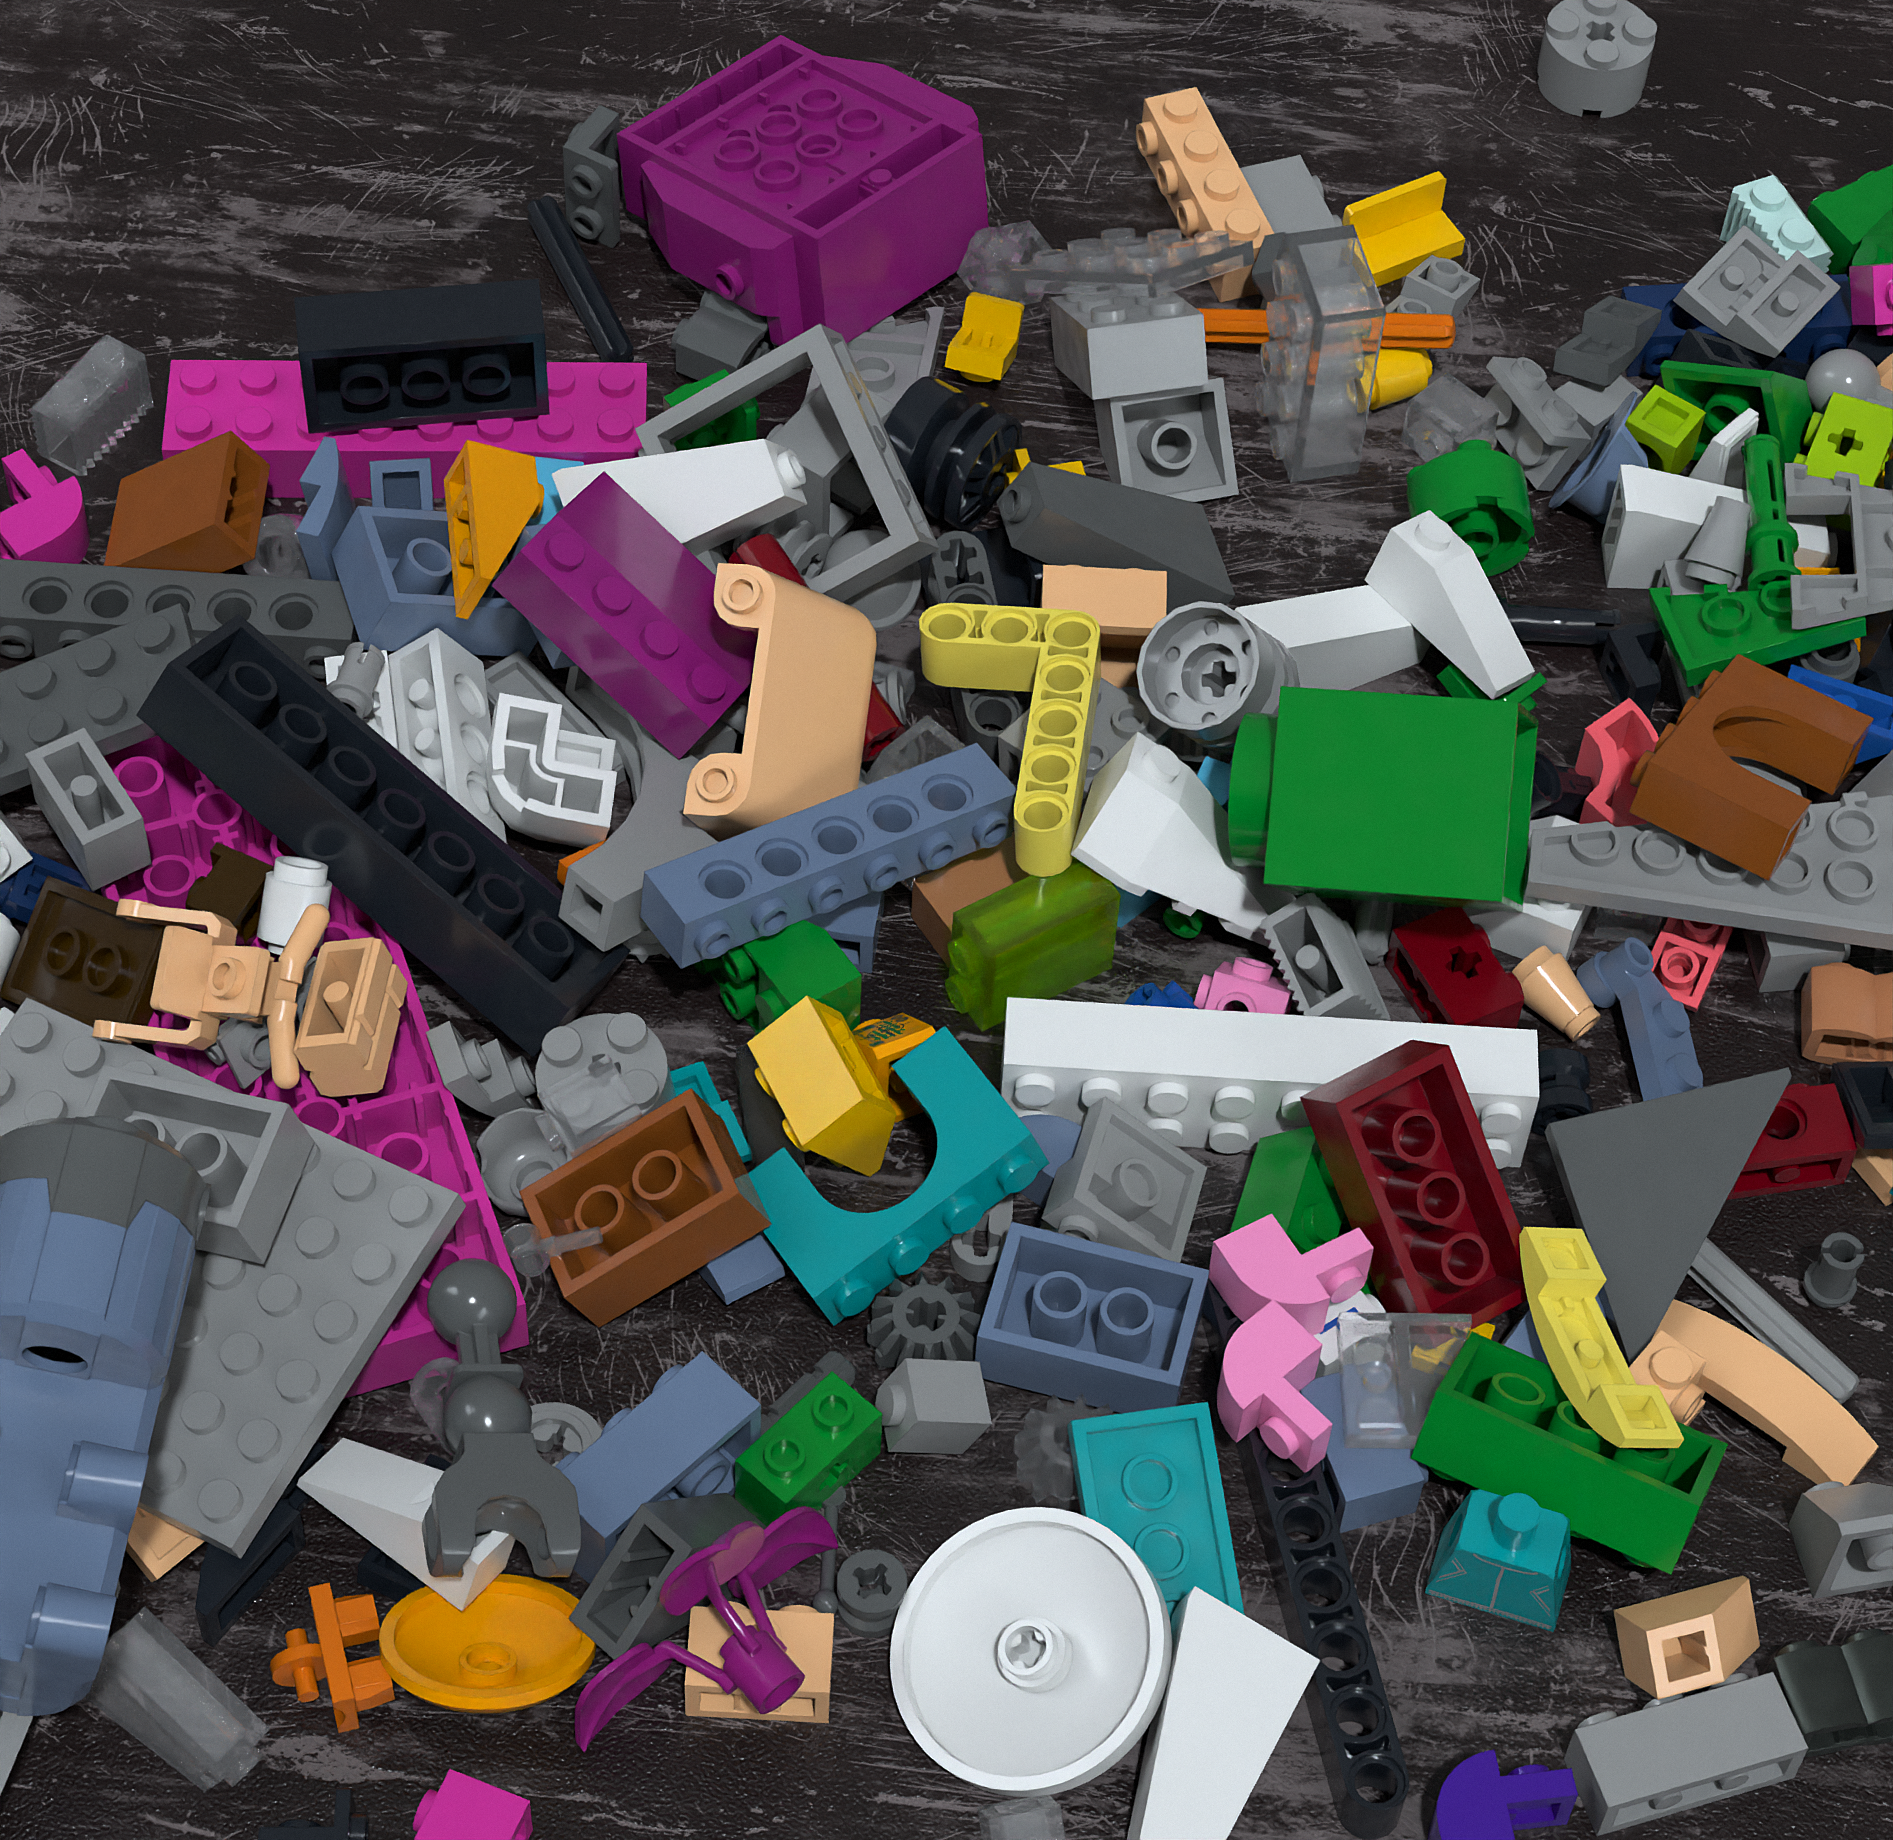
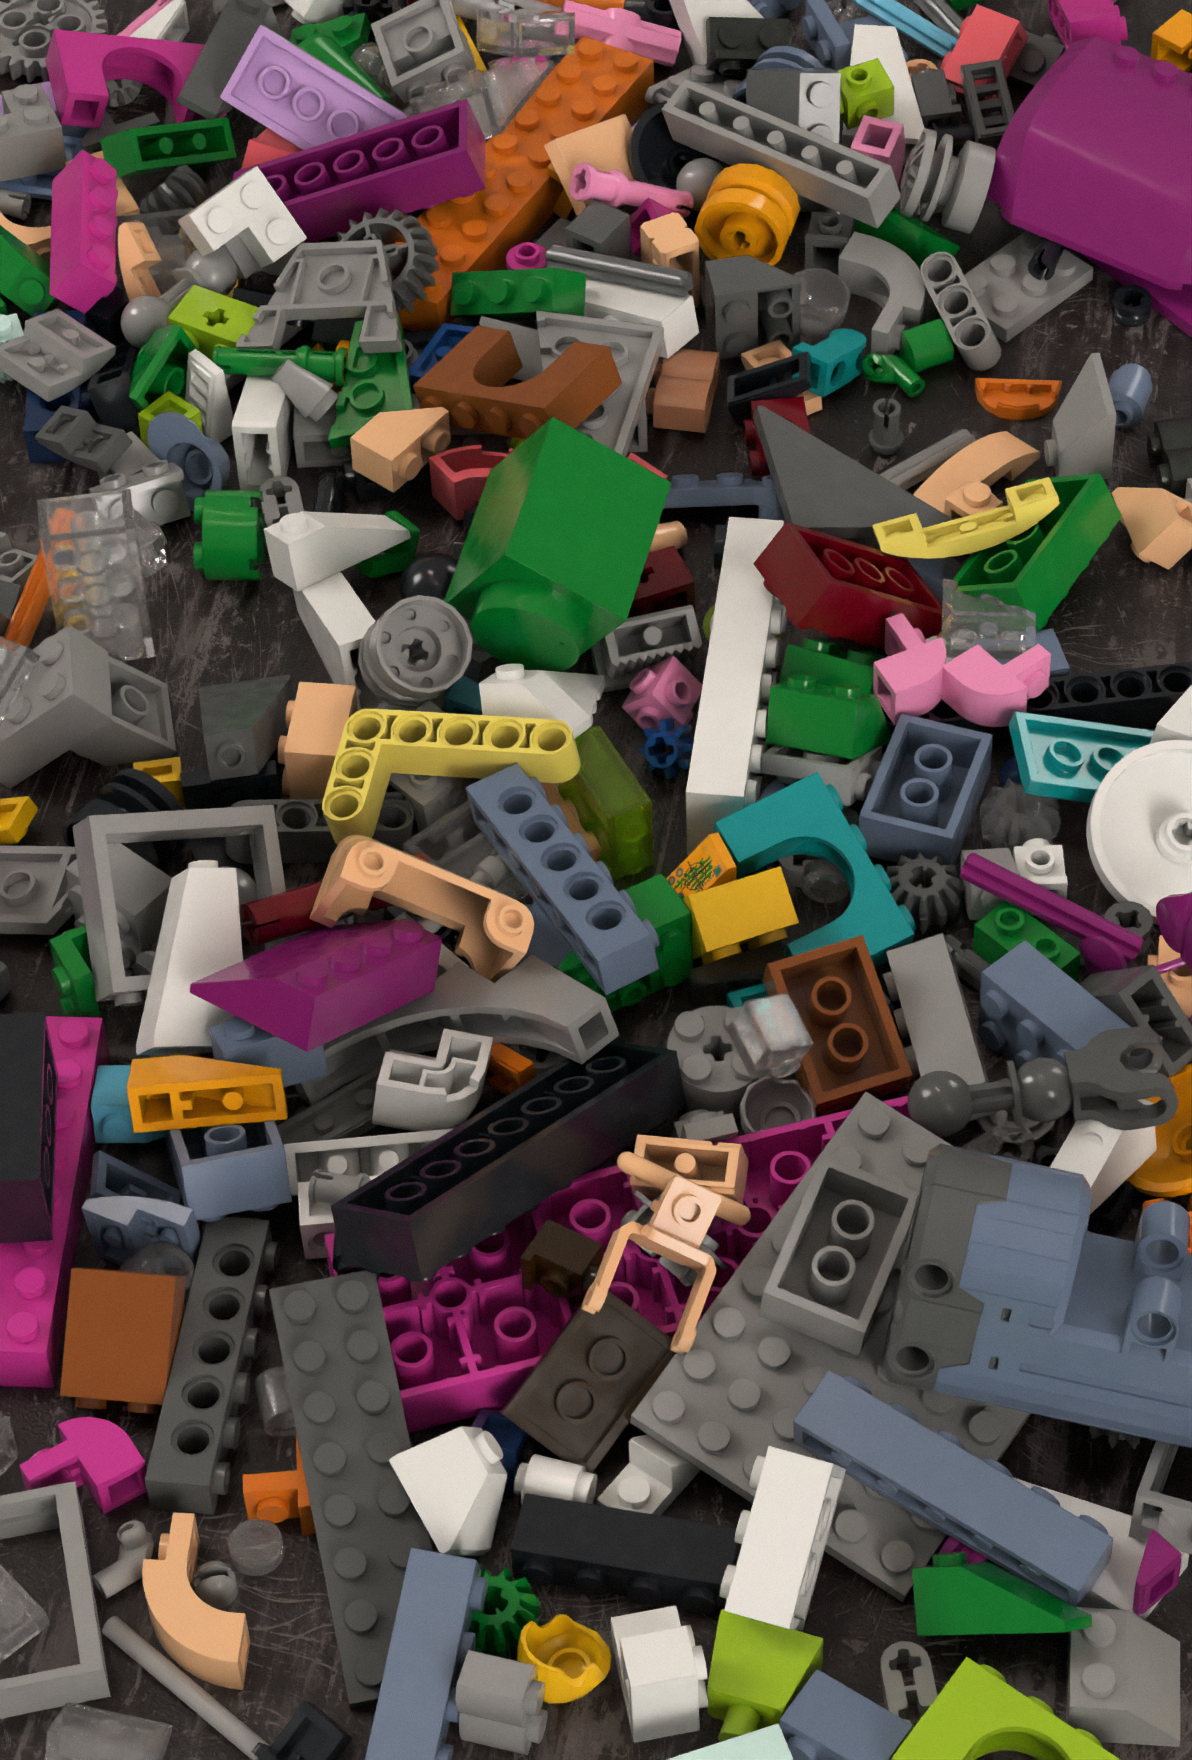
camera: 80 degrees left, 5 degrees down
(88, 808) = (472, 1352): light grey brick -> none
(287, 894) = (579, 1209): white brick -> none
(533, 1253) = (877, 1085): clear hand -> none
(622, 1345) = (934, 1012): none -> light grey brick
(860, 1464) = (1047, 904): none -> magenta axle
(964, 1478) = (1042, 865): none -> white brick
(1183, 1175) = (825, 718): none -> green slope
(1504, 1558) = (1112, 583): teal torso -> none
(1553, 579) = (280, 487): none -> light grey beam
(1640, 657) = (399, 444): none -> light nougat slope

